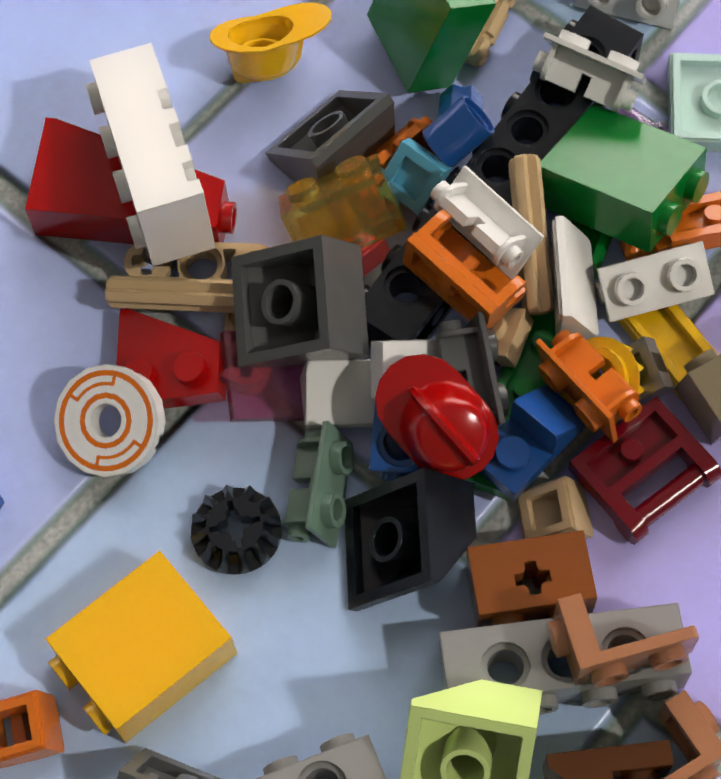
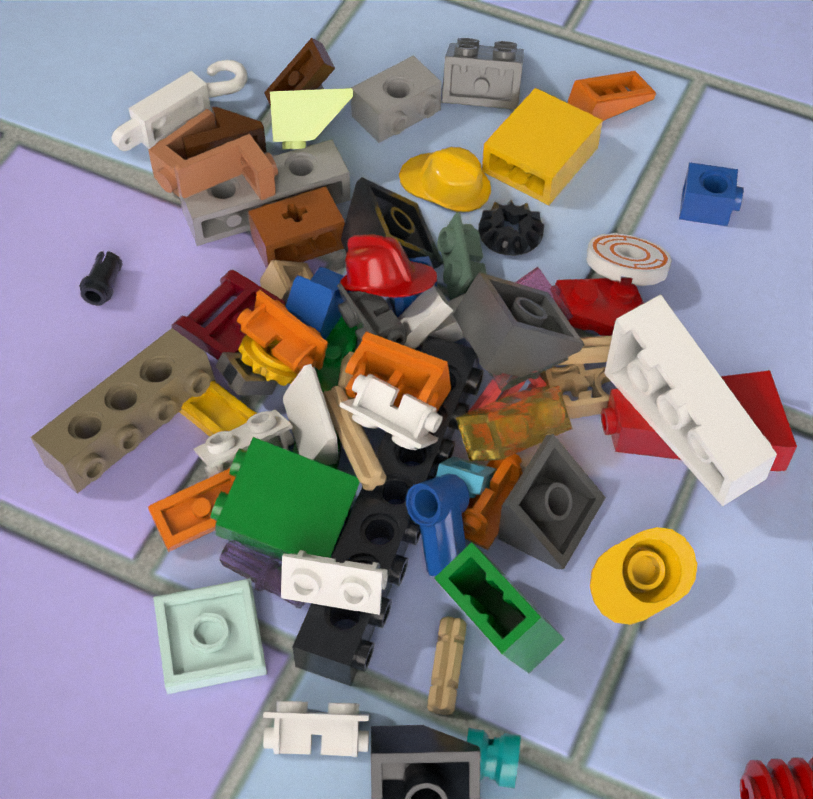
camera: 160 degrees right, 10 degrees down
(297, 644) = (447, 178): none -> yellow piece

